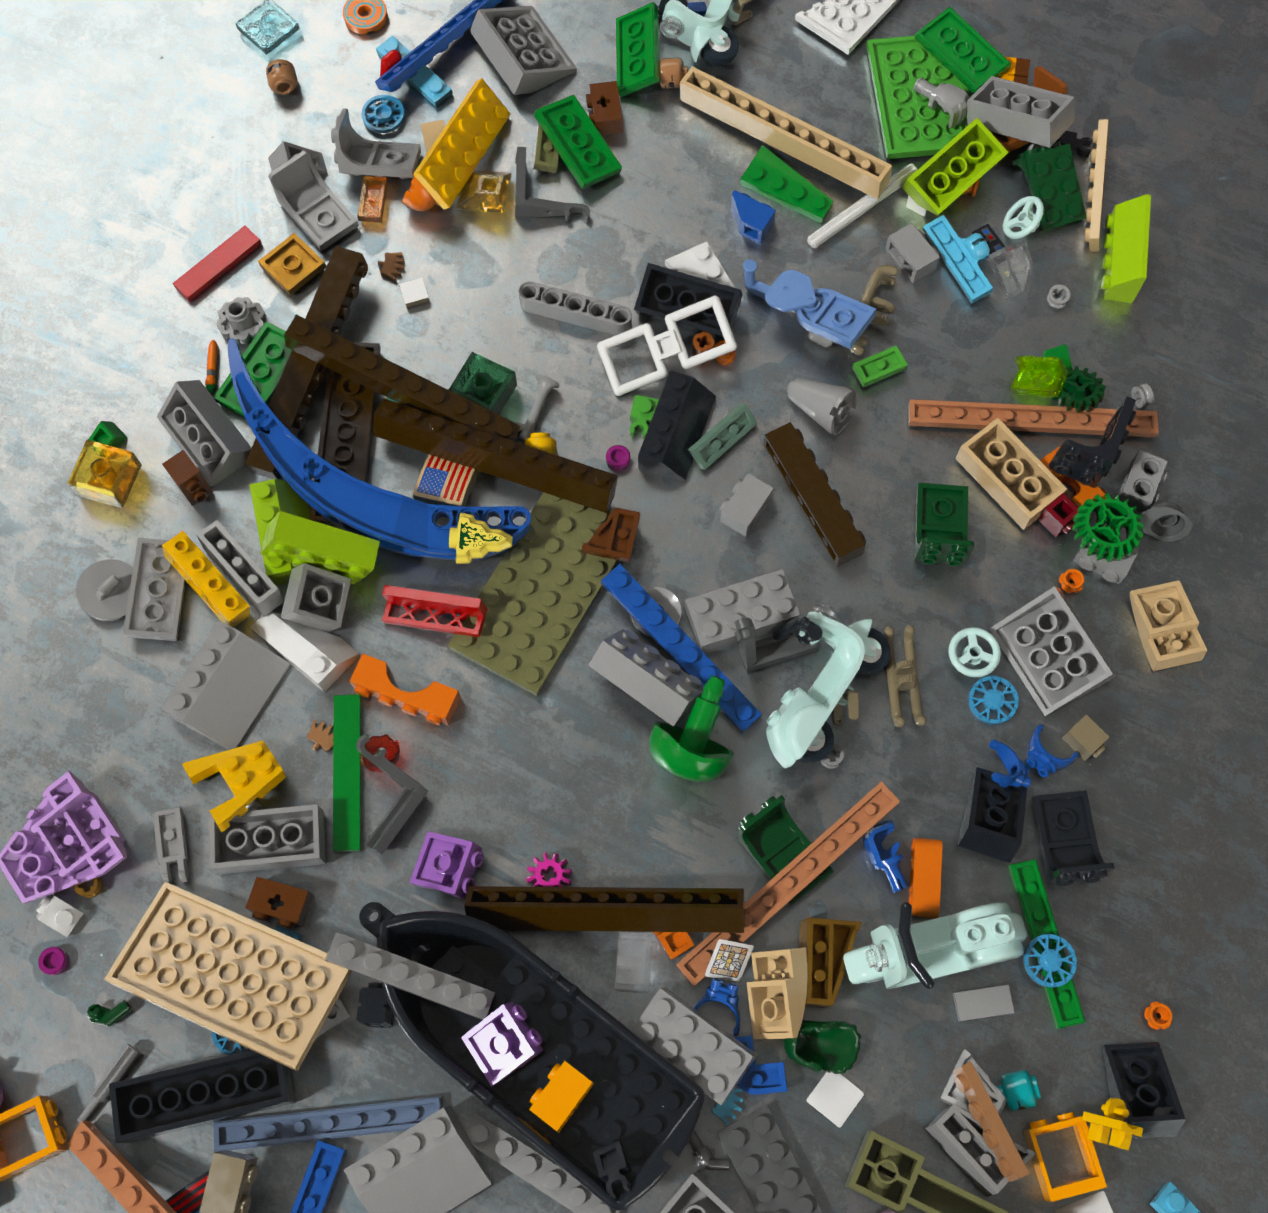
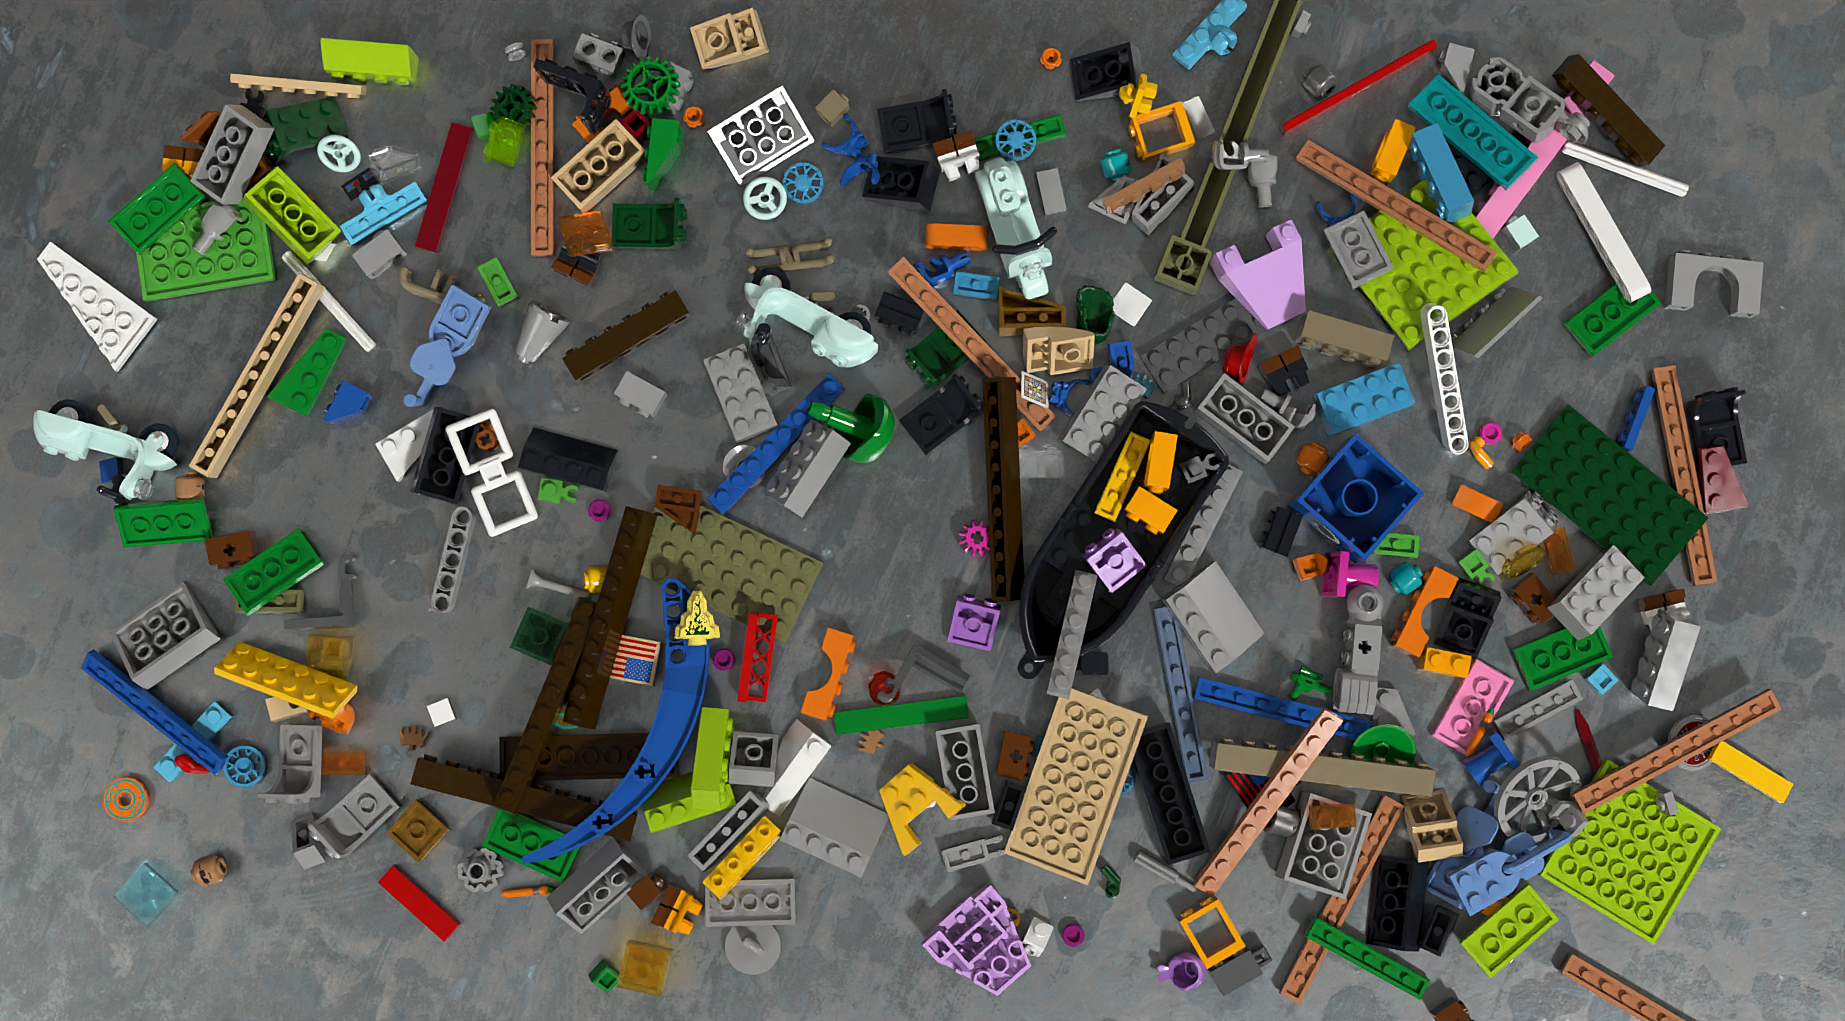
camera: 95 degrees left, 15 degrees up
(166, 508) = (673, 918): none -> light orange hips
(218, 889) = (1008, 805): none -> black brick
(437, 579) = (724, 659): none -> magenta tile
(609, 1063) = (1122, 476): none -> yellow tile
(620, 1111) = (1160, 462): none -> light orange window
(703, 843) = (942, 414): none -> black bracket
(722, 436) = (575, 418): sand green plate -> none
(832, 799) = (899, 313): none -> black brick
(863, 897) = (976, 285): none -> dark azure plate
(896, 446) = (580, 268): none -> hips
(933, 454) = (585, 233): none -> clear orange plate
(986, 319) = (444, 187): none -> dark red tile
(1026, 871) = (966, 152): none -> white hips
(1029, 539) = (663, 150): none -> green slope
(1058, 289) = (423, 122): light grey bush -> none

